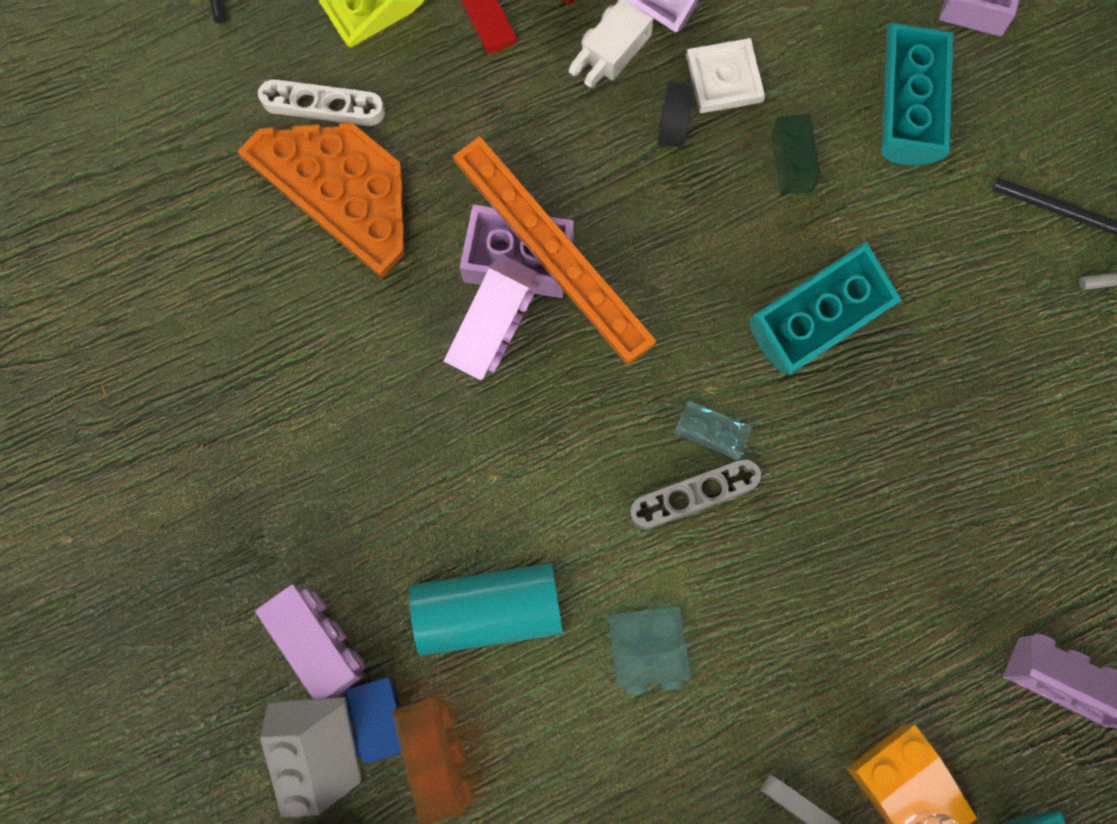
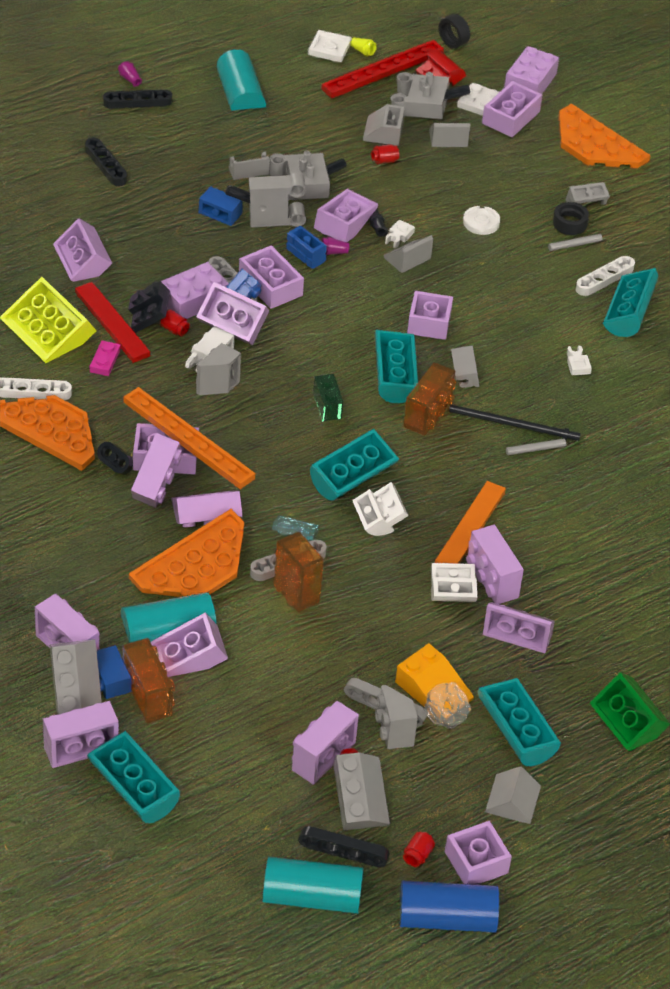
camera: 15 degrees left, 30 degrees down
(438, 263) = (116, 459): none -> black plate
(443, 44) = (105, 358): none -> dark pink plate
(511, 680) = (191, 647): none -> lavender slope
(545, 496) = (197, 562): none -> orange plate
(571, 375) = (205, 507): none -> lavender slope
(620, 92) = (218, 371): none -> light grey slope
(649, 650) = (269, 632): clear light blue plate -> none
(675, 114) = (253, 379): black tyre -> none
(707, 553) = (298, 571): none -> clear orange brick
(725, 75) = (281, 364): white plate -> none
(859, 406) = (380, 510): none -> white brick
(968, 579) = (453, 582): none -> white brick
(969, 175) = (429, 399): none -> clear orange brick
(1005, 444) = (474, 519): none -> orange tile
(1031, 99) = (465, 366): none -> light grey hinge
(1045, 551) = (495, 564): none -> lavender brick

